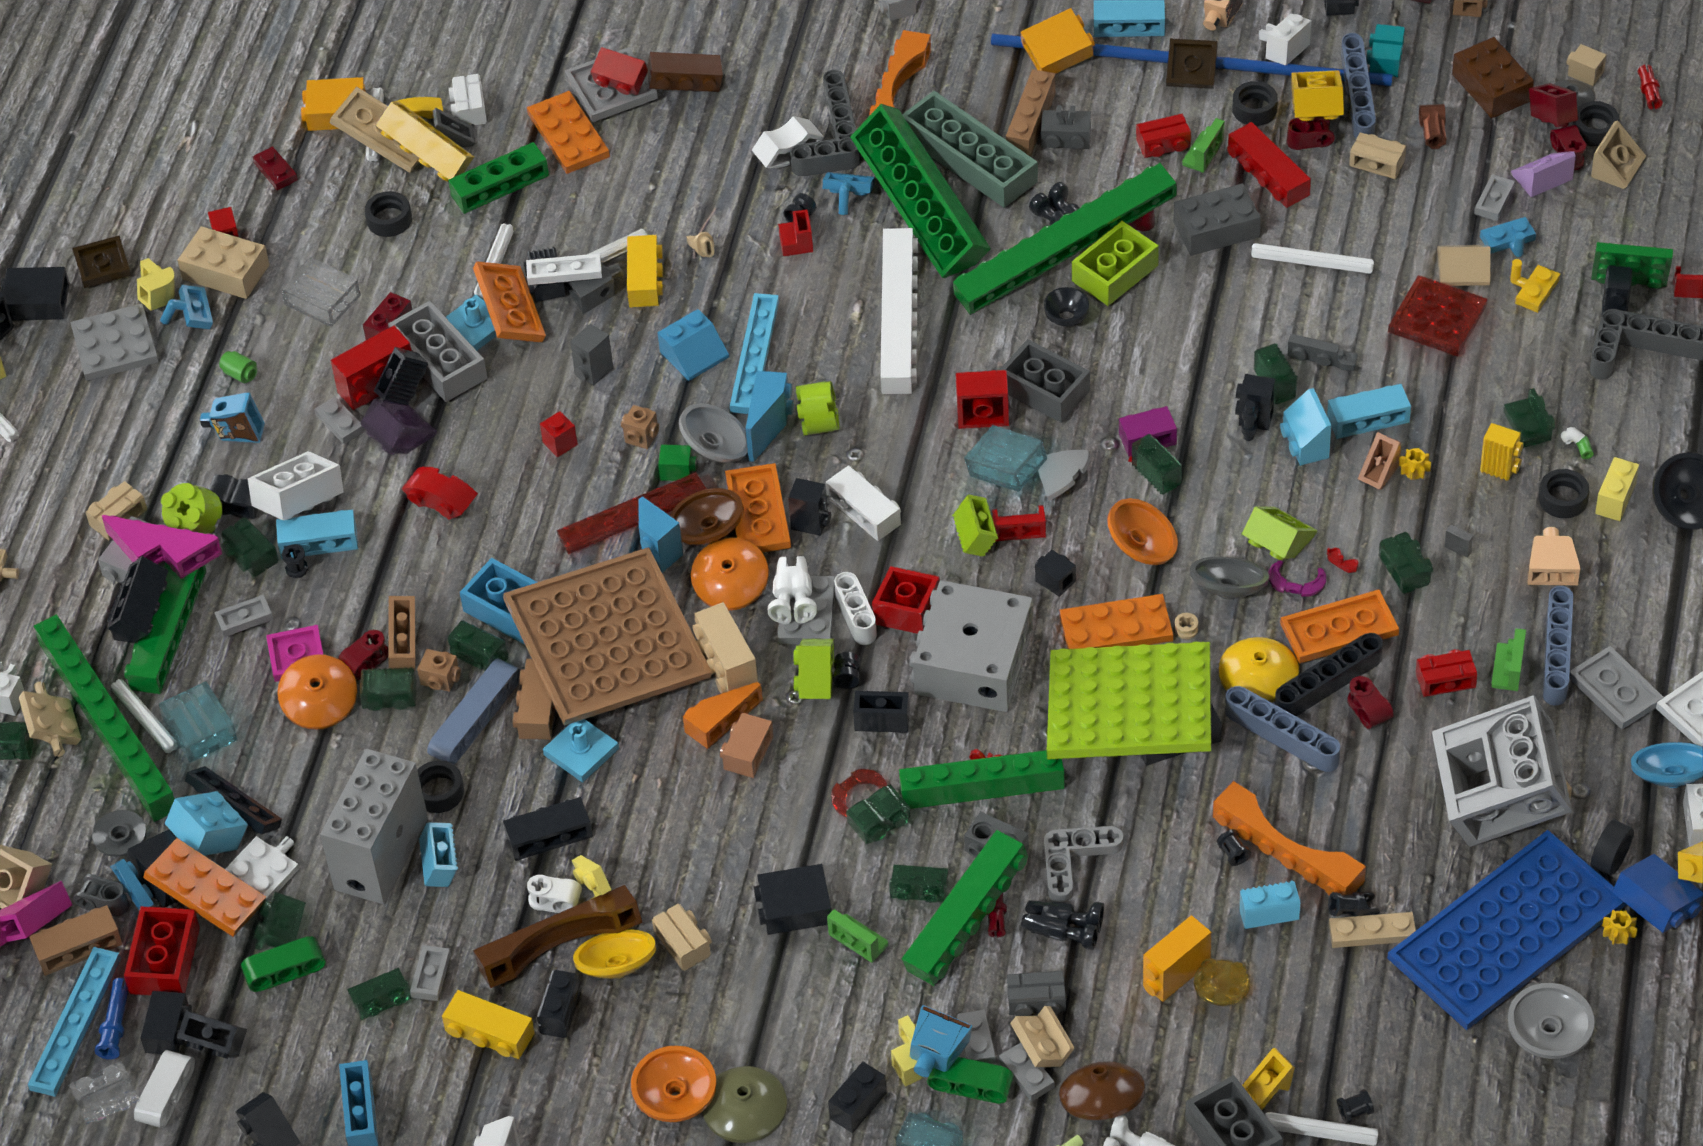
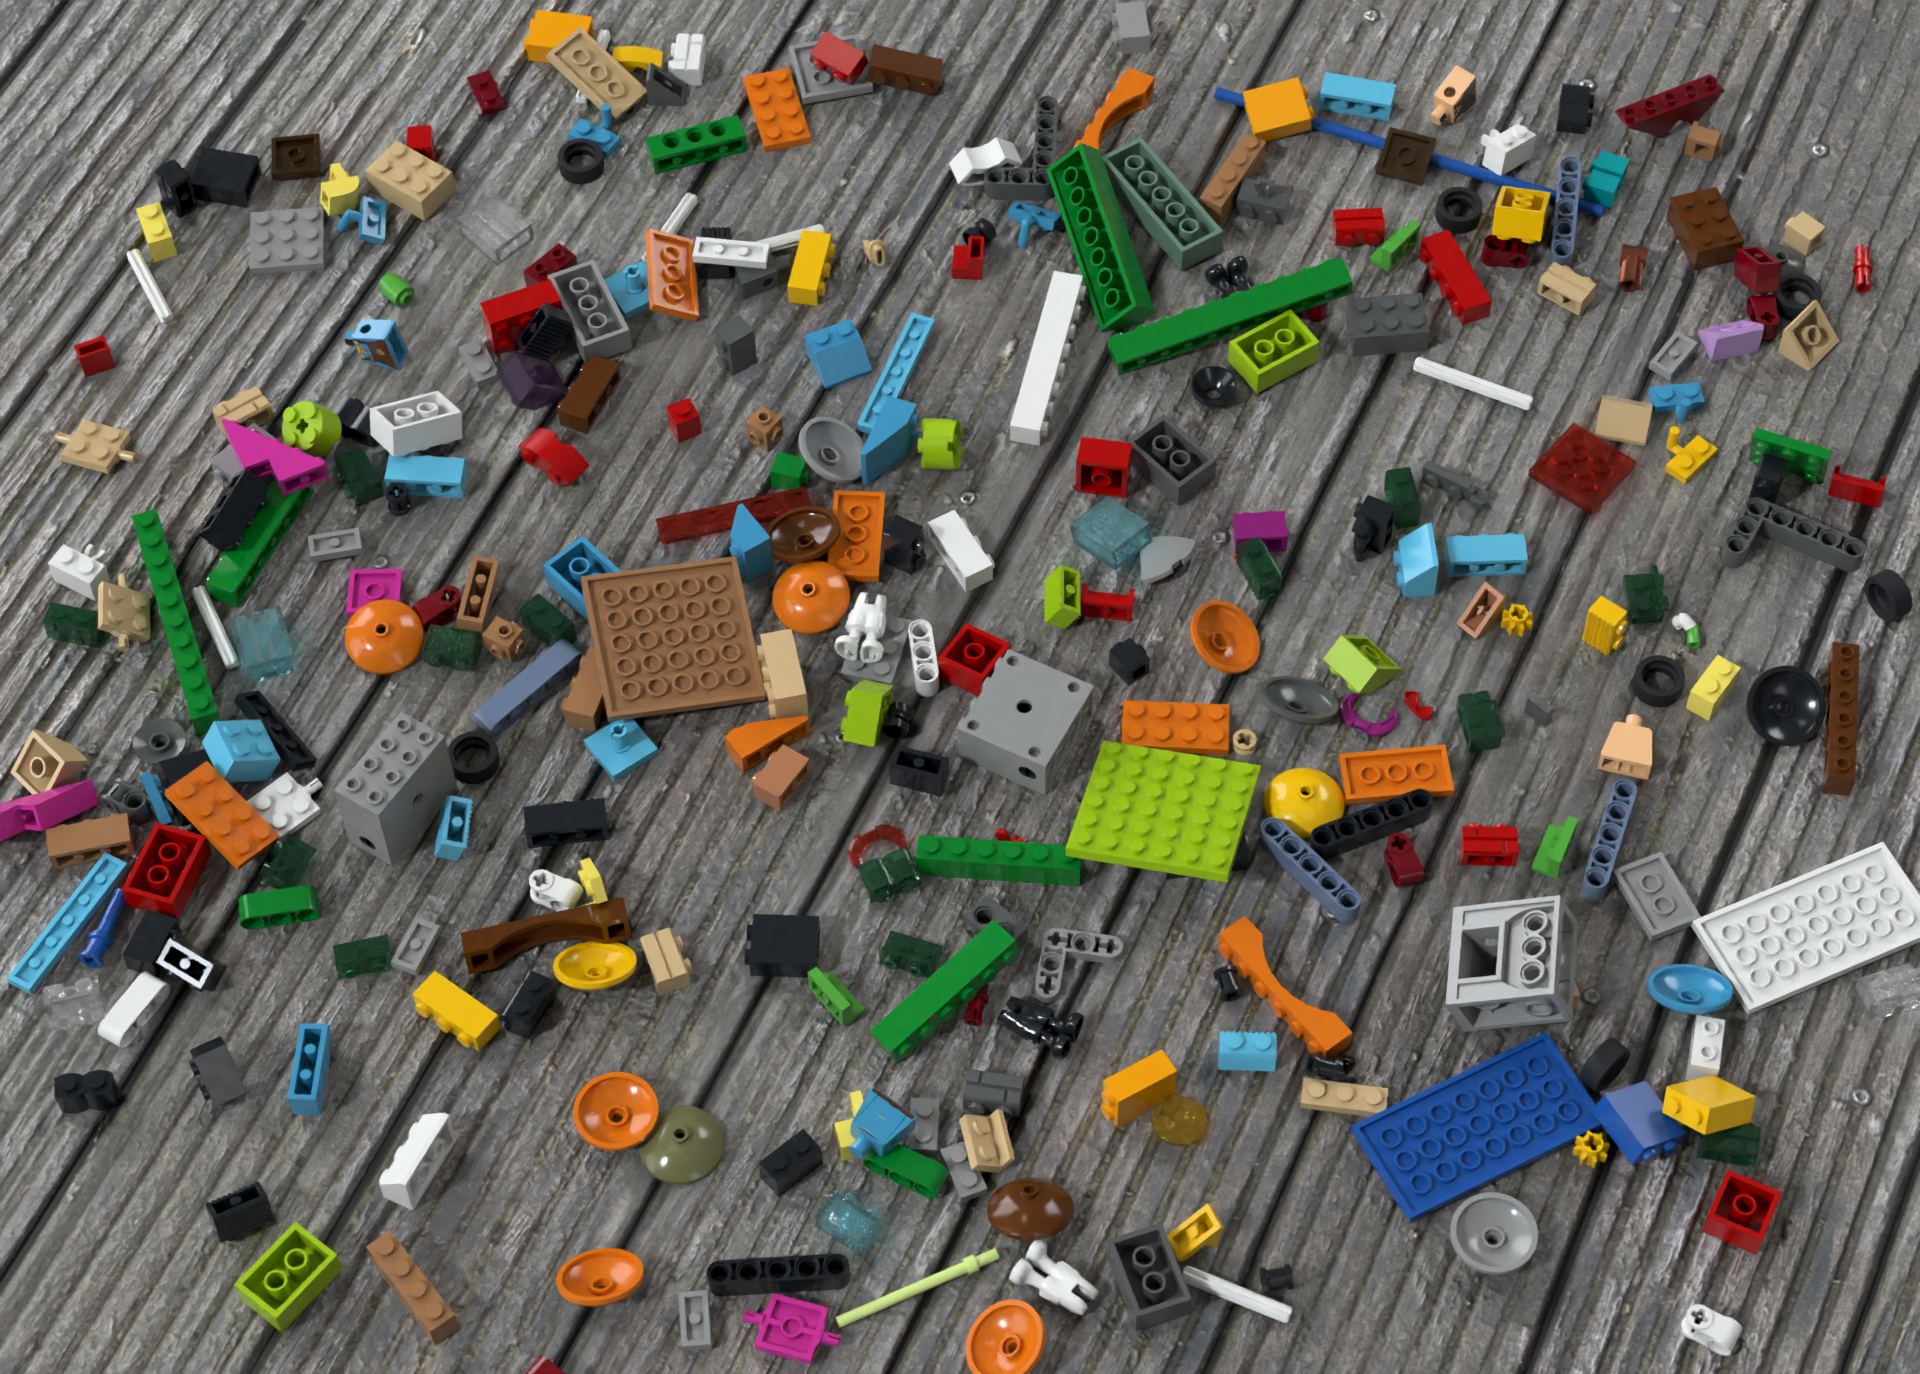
camera: 10 degrees right, 5 degrees up
(408, 189) = (606, 140): none -> dark azure plate
(424, 141) = (631, 94): yellow brick -> none
(457, 427) = (589, 394): none -> reddish brown brick

